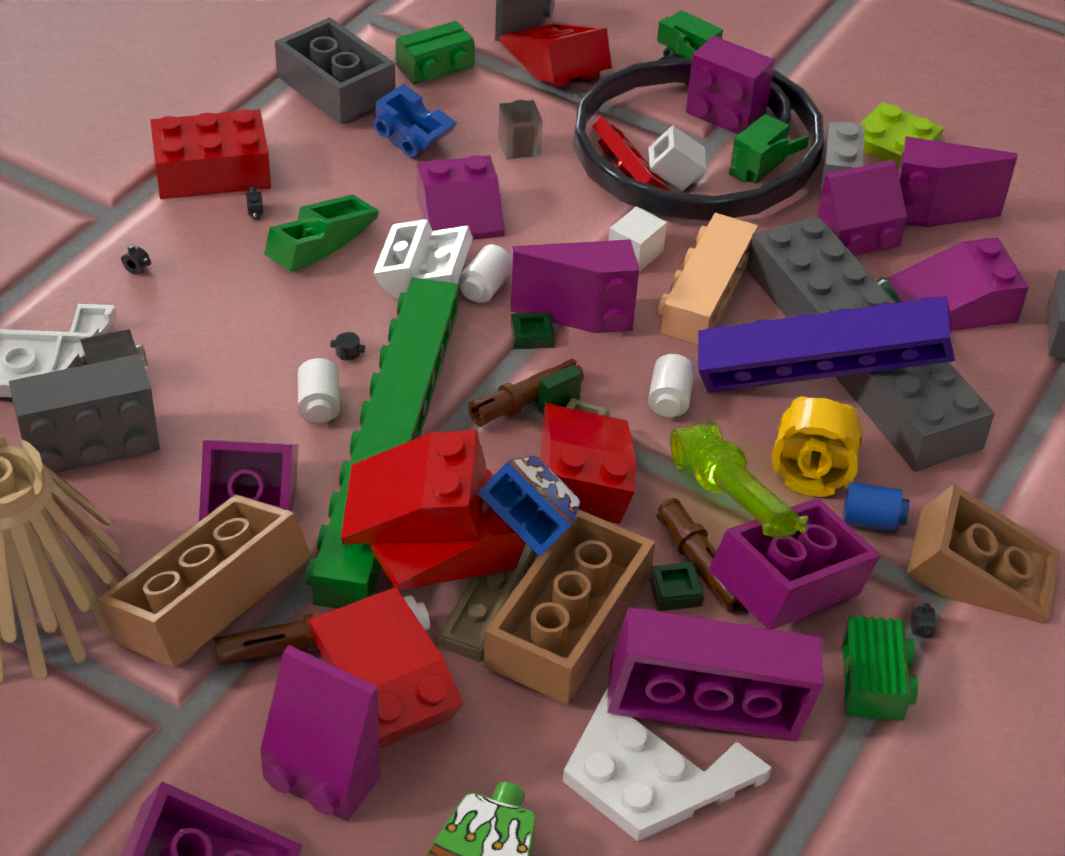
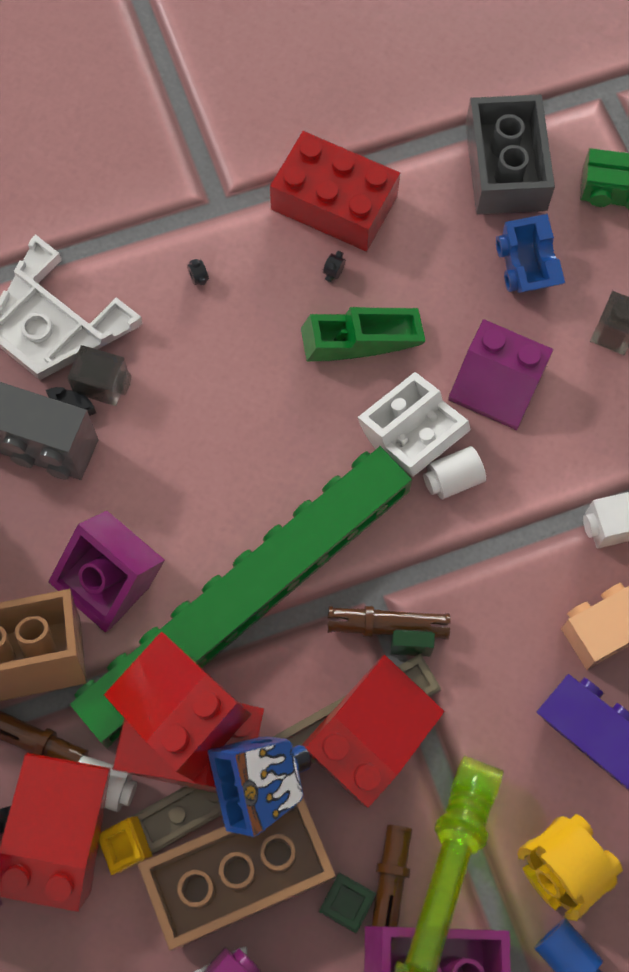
camera: 40 degrees right, 25 degrees up
(318, 390) = (225, 511): white brick -> none
(347, 346) = (291, 472): black piece -> none
(459, 654) = (124, 845): none -> yellow tile
(532, 330) = (451, 555): dark green tile -> none
(577, 283) = (516, 551): magenta slope -> none
(671, 385) = (508, 704): white brick -> none

